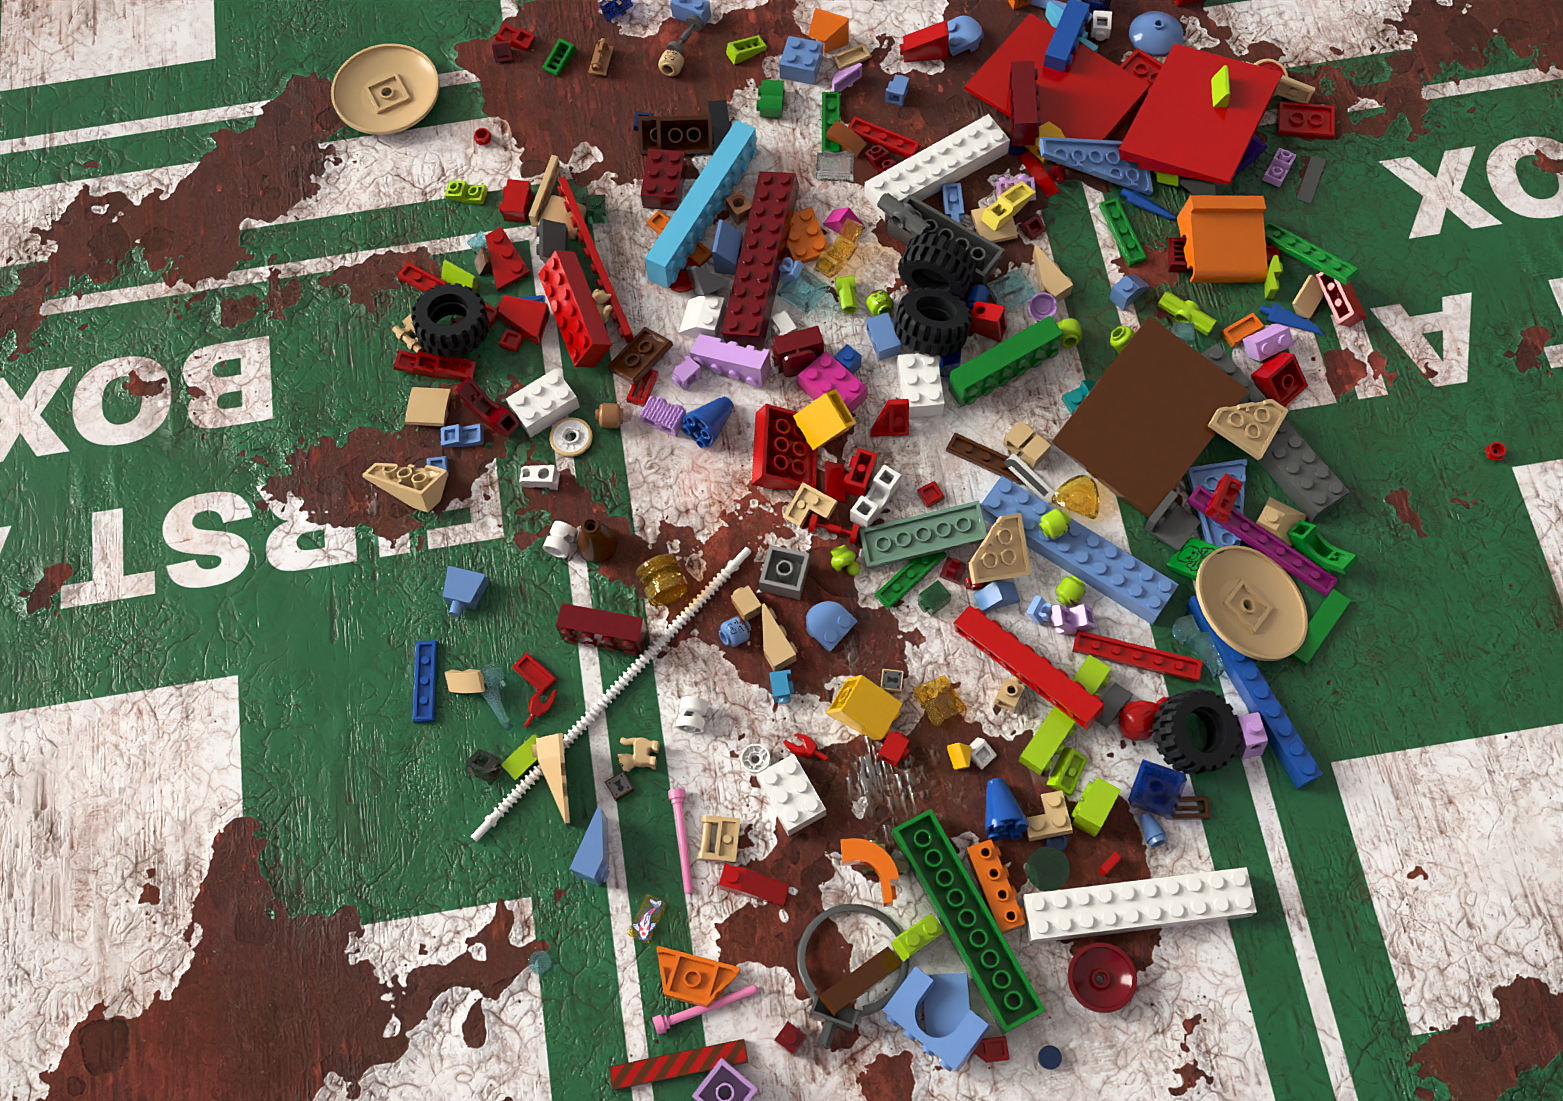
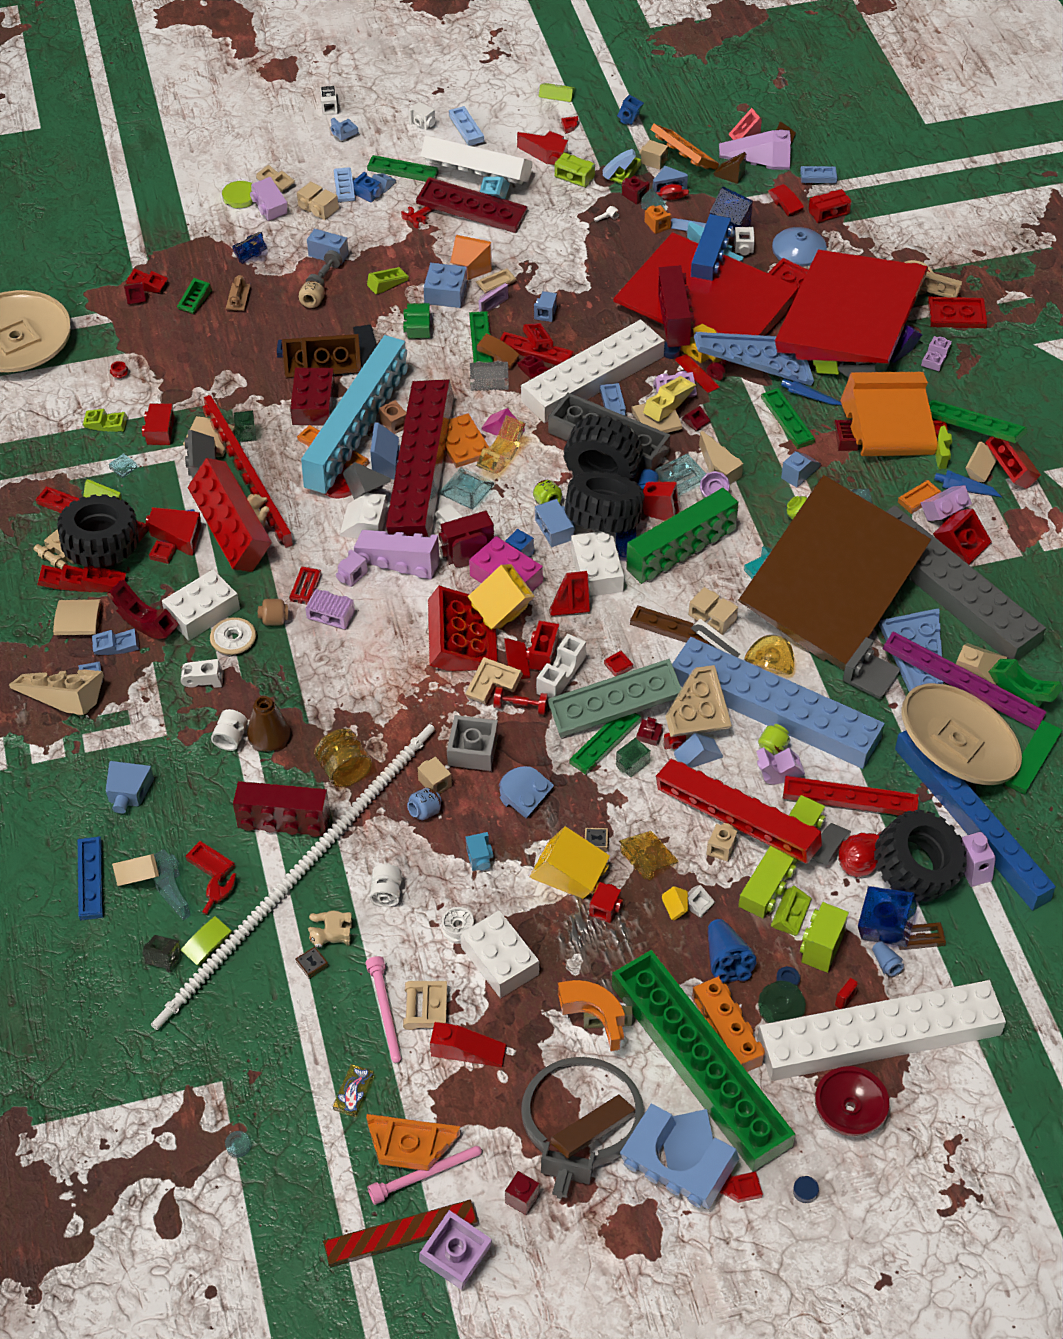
camera: 10 degrees left, 15 degrees down
(482, 262) = (127, 482): reddish brown slope -> none
(505, 259) = (151, 478): red wing -> none
(545, 190) = (188, 413): tan tile -> none
(552, 763) = (235, 932): tan wedge -> none
(592, 857) = (286, 1032): medium blue slope -> none
(640, 355) = (300, 556): reddish brown tile -> none
(707, 421) = (376, 610): blue cone -> none
(776, 646) = (470, 814): tan slope -> none
(790, 270) = (451, 468): light blue tile -> none
(807, 749) = (513, 908): red hand -> none
(845, 557) = (532, 726): lime animal -> none
(846, 290) = (512, 485): lime piece -> none
(883, 123) = (534, 336): none -> red tile
(903, 215) = (561, 409): dark grey piece -> none
(917, 937) = (650, 1079): lime brick -> none
(926, 44) = (571, 264): red slope -> none
(964, 34) = (606, 255): medium blue slope -> none
(1039, 610) = (744, 760): light blue tile -> none
(1054, 821) = (782, 957): tan plate -> none
(1055, 524) = (750, 672): lime head -> none
(1071, 332) = (746, 508): lime head -> none
(1187, 312) = (862, 480): lime piece -> none
(1188, 633) = (913, 778): clear light blue slope -> none
(1190, 557) = (891, 702): green tile -> none
(1221, 88) = (869, 281): lime slope -> none
(1223, 498) = (920, 640): red hinge -> none
(1249, 425) = (936, 570): tan plate -> none
(1311, 179) = (969, 362): dark grey sticker -> none

